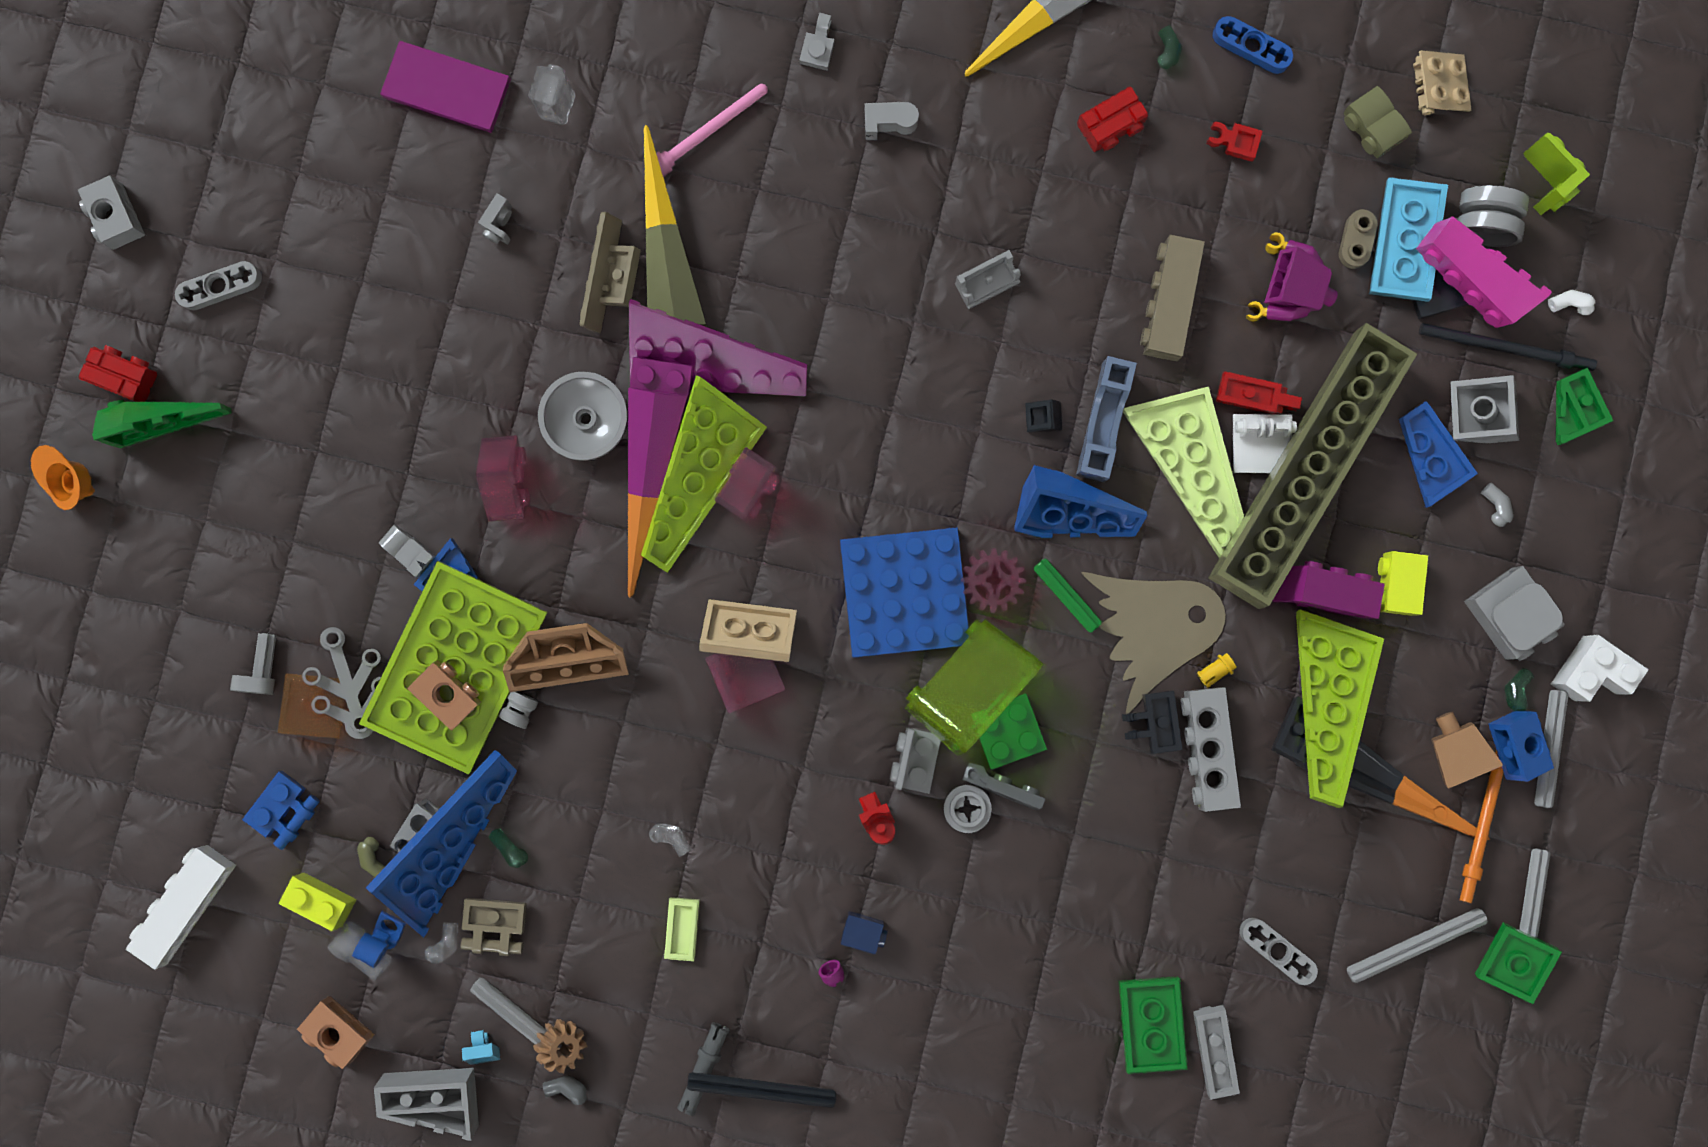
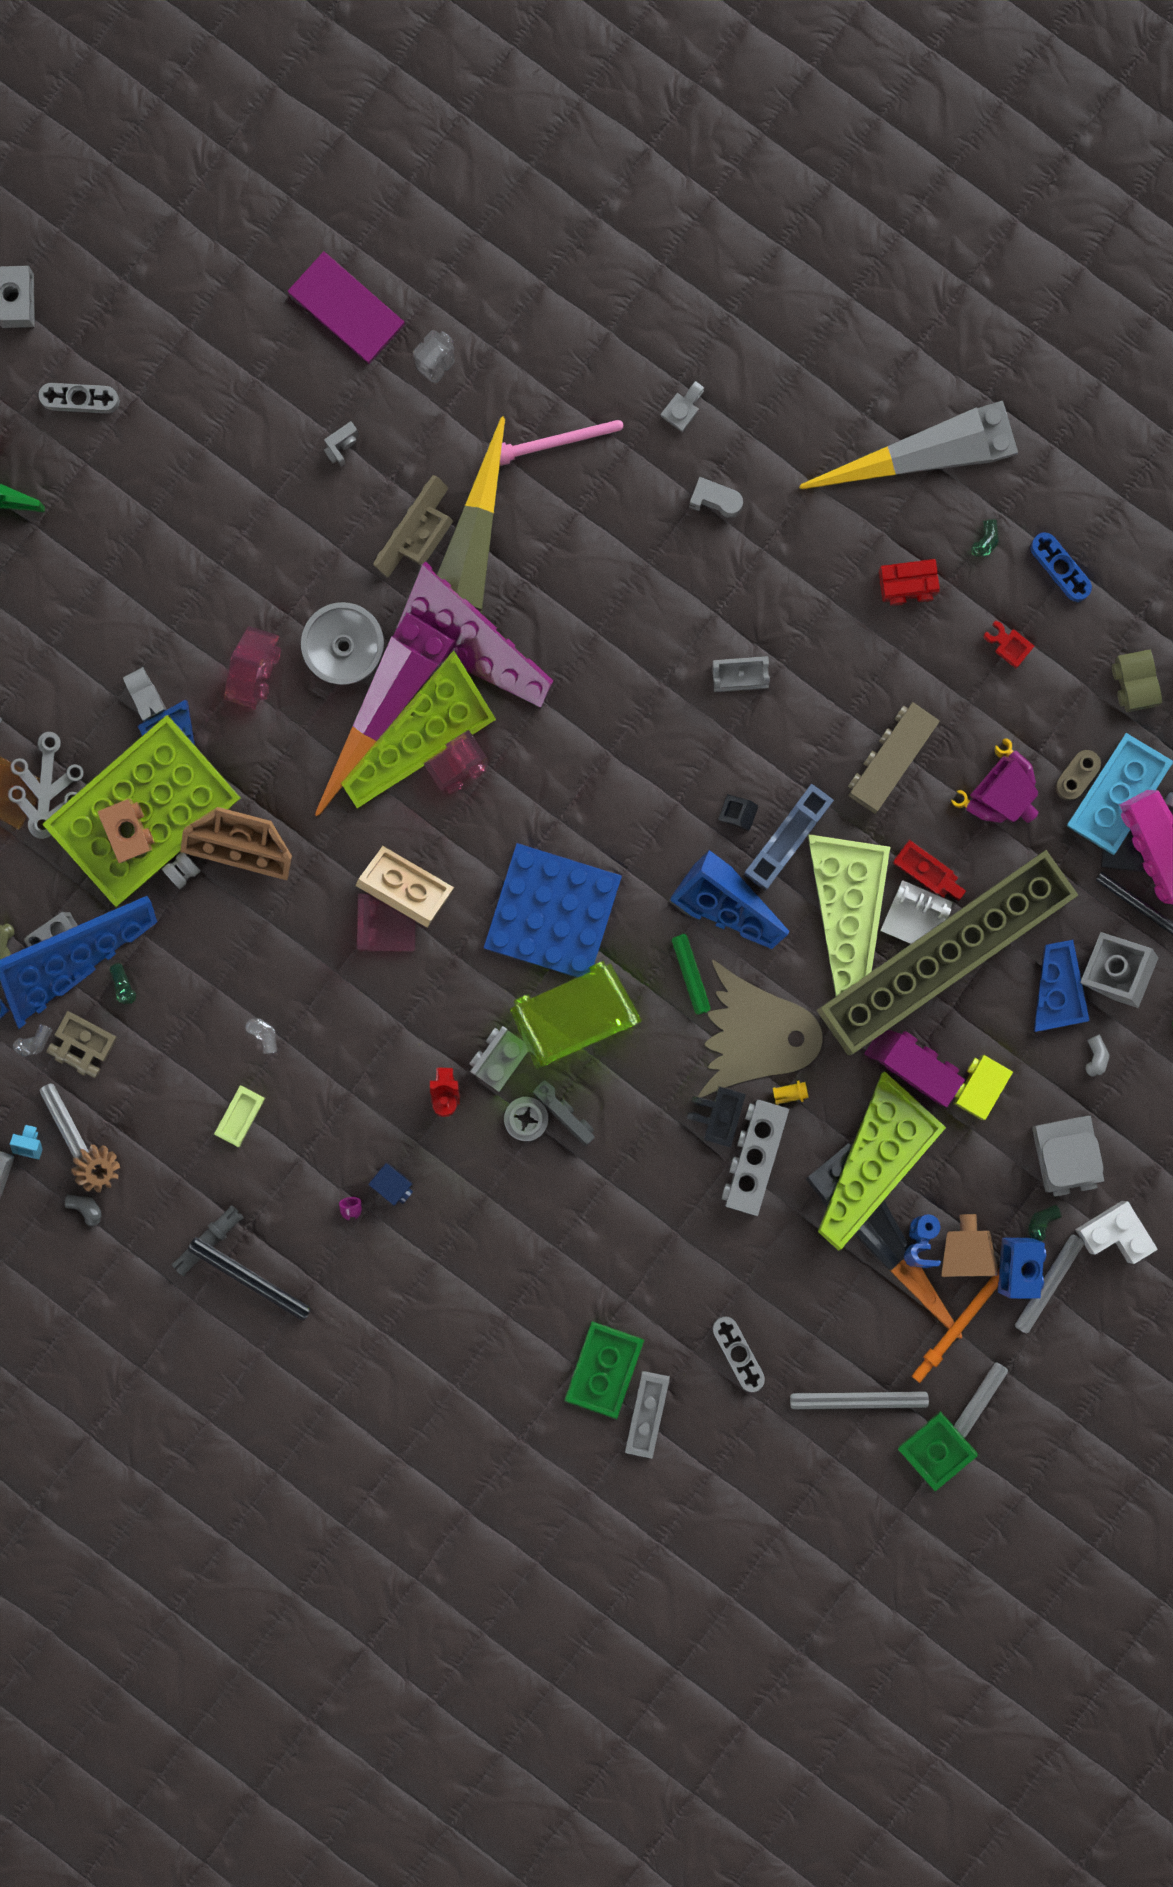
camera: 25 degrees right, 0 degrees up
(993, 565) = (644, 939): clear pink gear -> none
(1012, 734) = (591, 1071): green plate -> none
(1407, 749) = (922, 1230): none -> blue leg

